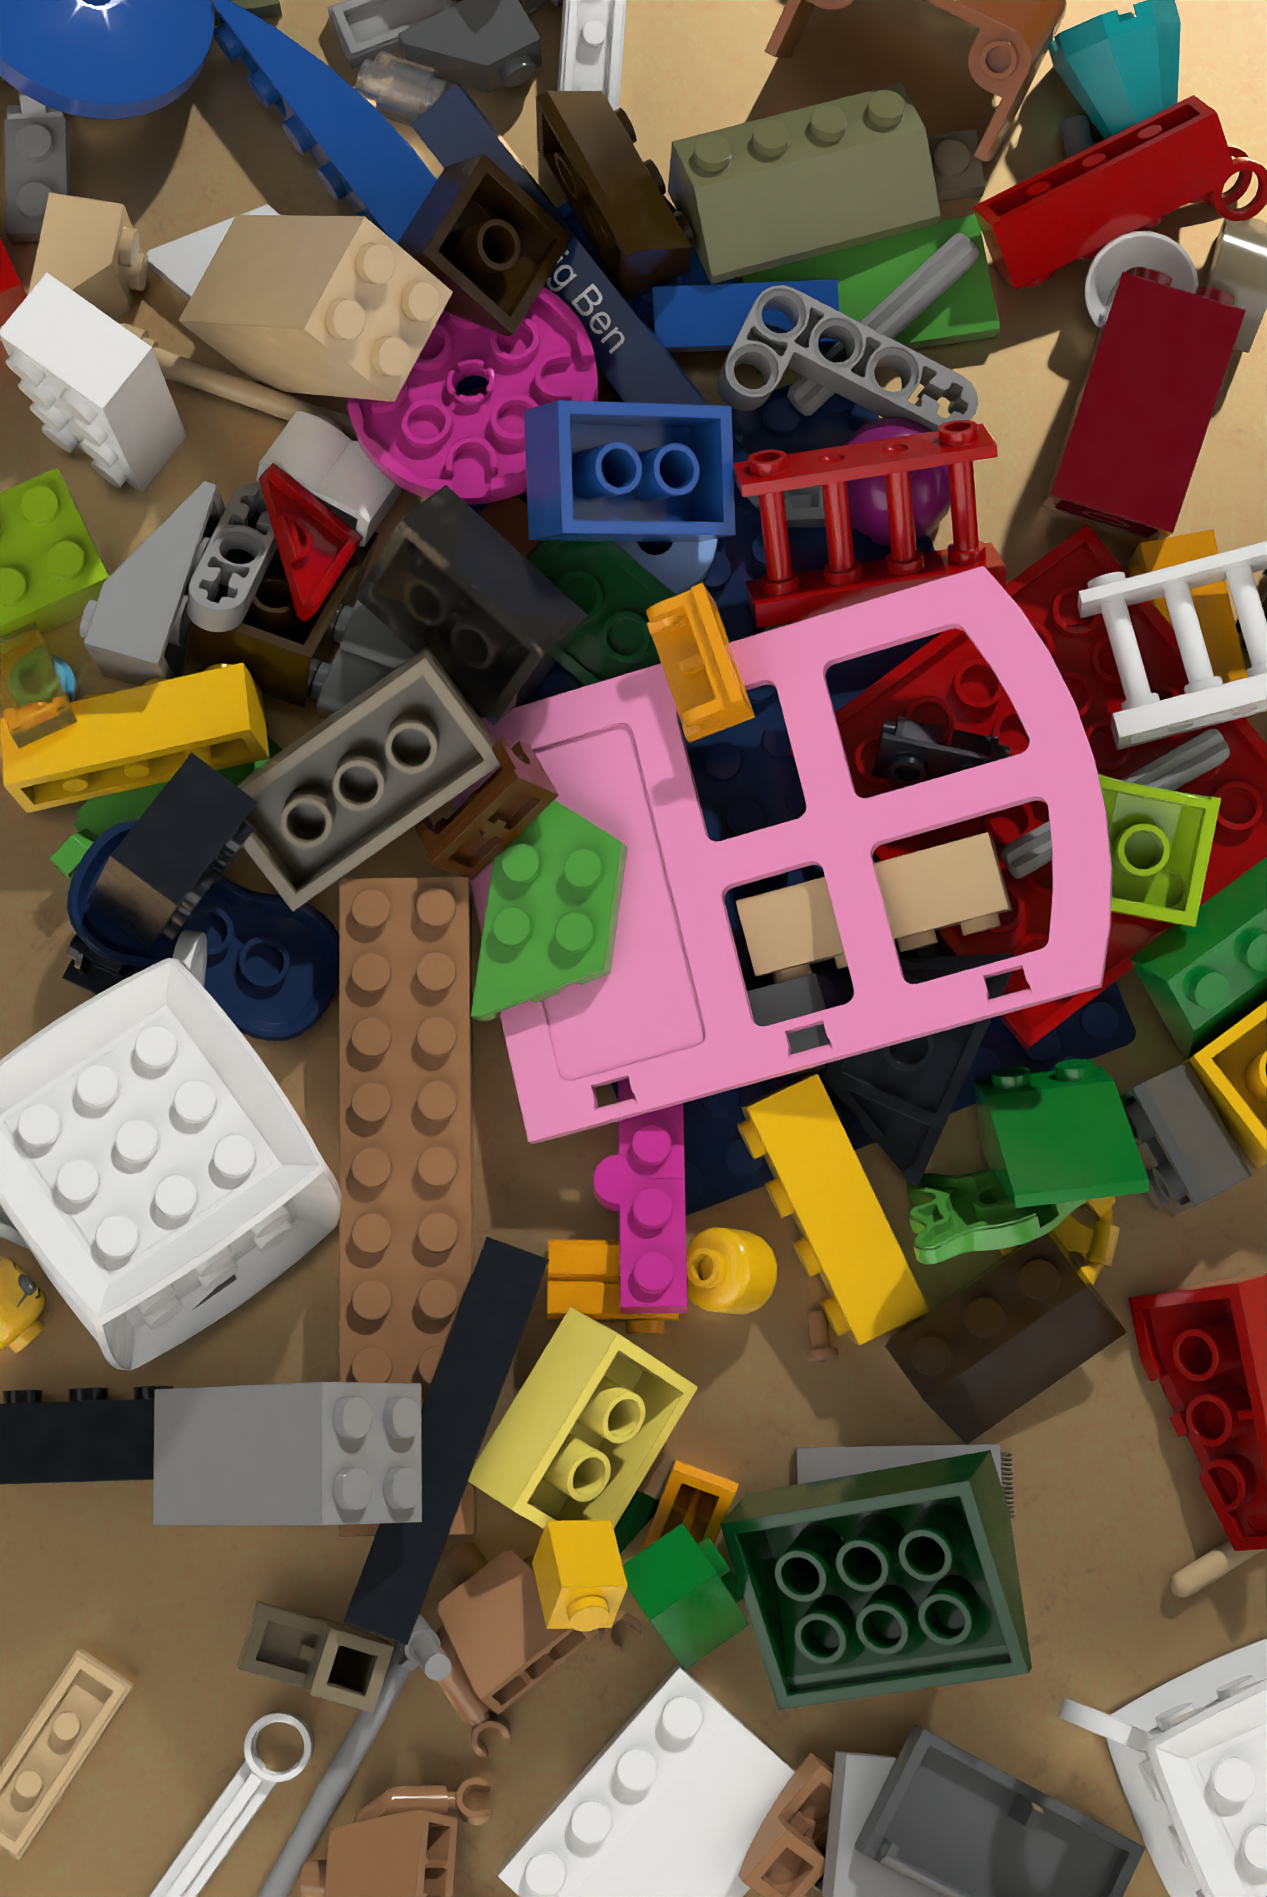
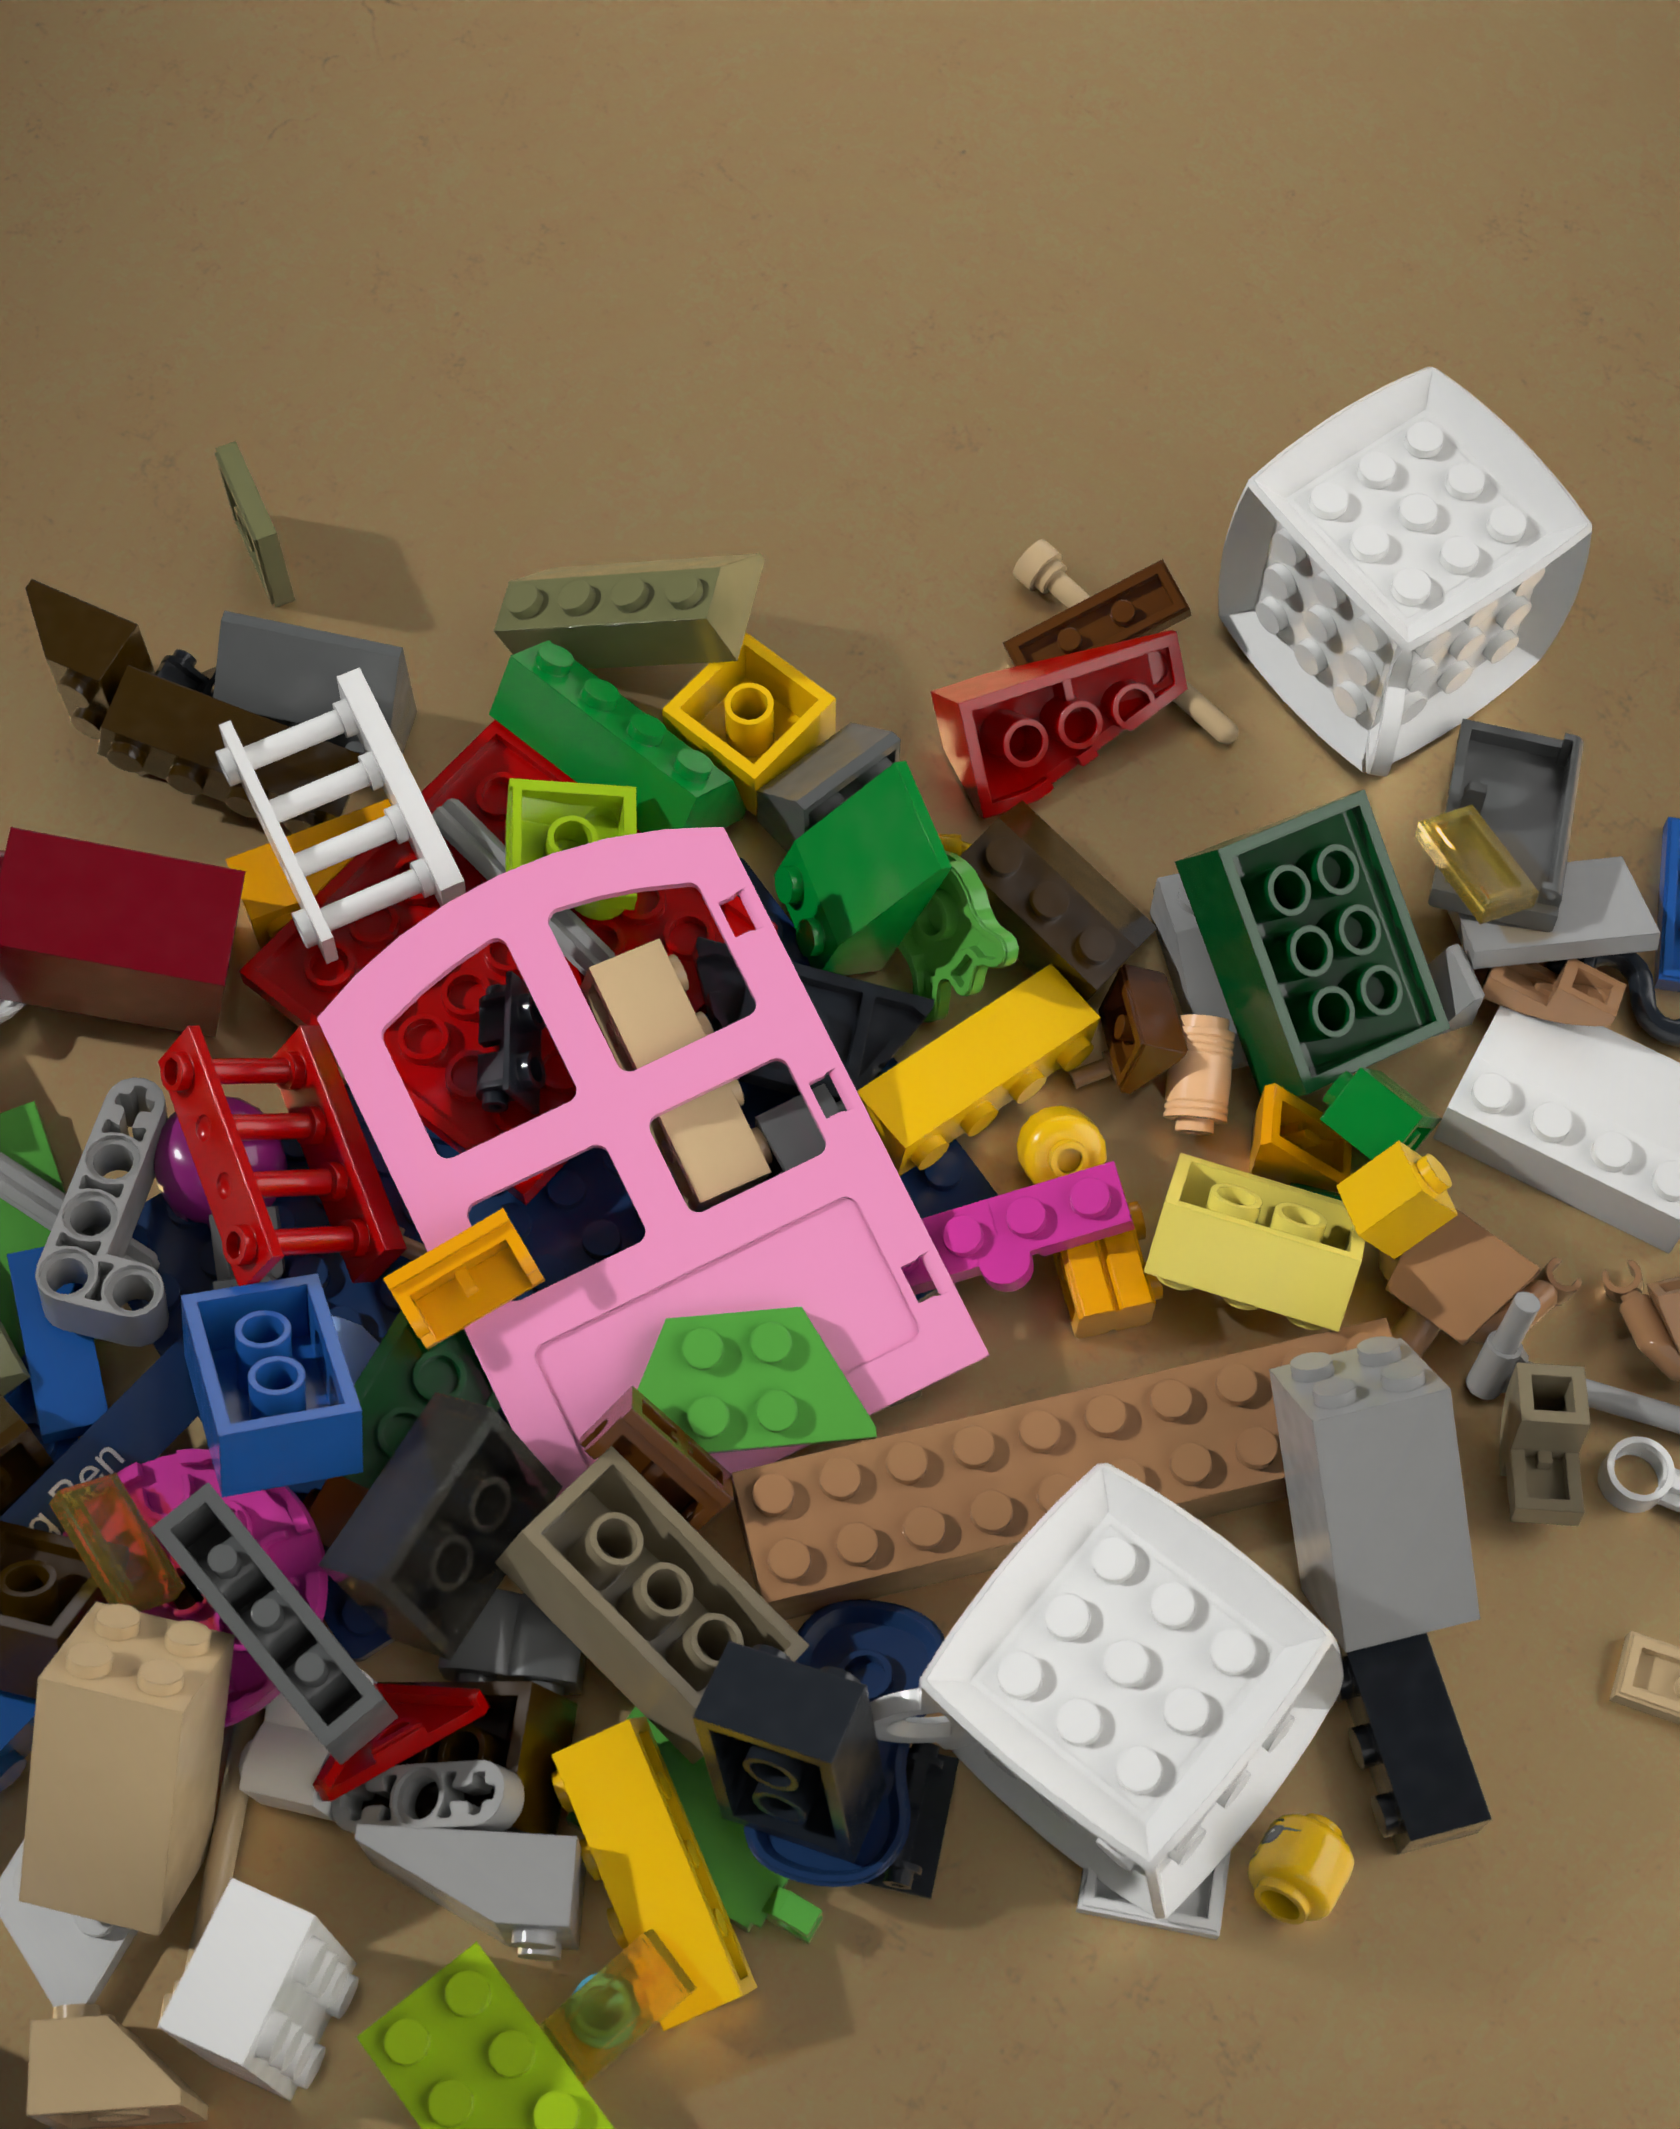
camera: 100 degrees left, 15 degrees down
(398, 436) = (274, 1623): none -> dark grey brick
(451, 1436) = (1251, 1341): black tile -> none
(513, 324) = (117, 1543): none -> clear yellow tile
(783, 1433) = (1201, 1081): none -> light nougat head
(826, 1726) = (1456, 987): none -> light grey slope
(843, 1387) = (1141, 1026): none -> reddish brown slope
(941, 1785) = (1476, 864): none -> clear yellow tile

